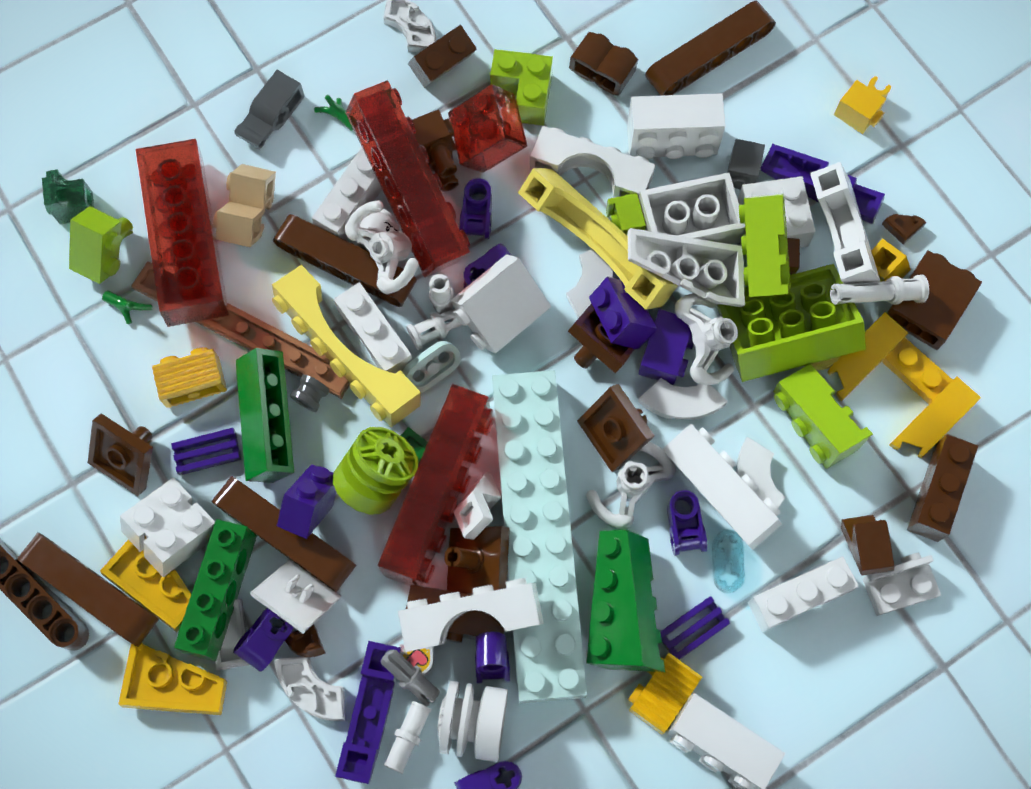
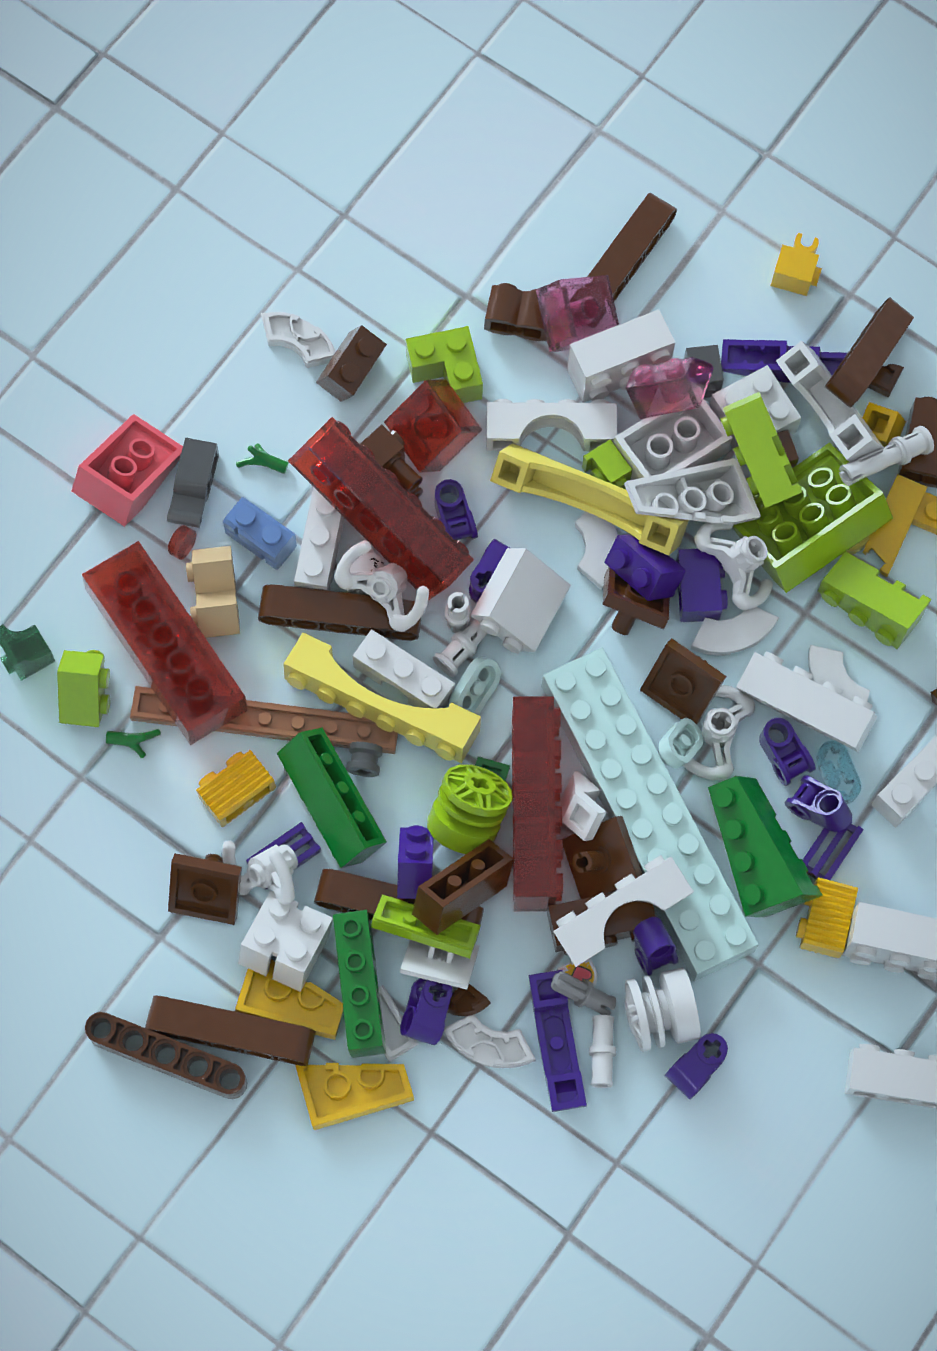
camera: 25 degrees left, 0 degrees up
(176, 457) = (267, 870): none -> white piece
(218, 80) = (126, 469): none -> coral slope
(238, 154) = (182, 542): none -> clear red tile
(292, 561) = (397, 919): none -> lime tile
(304, 169) = (259, 533): none -> medium blue brick
(335, 538) = (462, 886): none -> reddish brown brick
(591, 481) = (680, 743): none -> light aqua plate
(650, 70) = (576, 310): none -> clear pink slope
(695, 582) = (815, 803): none -> dark purple piece
(705, 161) = (669, 386): none -> clear pink slope
(898, 195) = (869, 352): none -> reddish brown beam

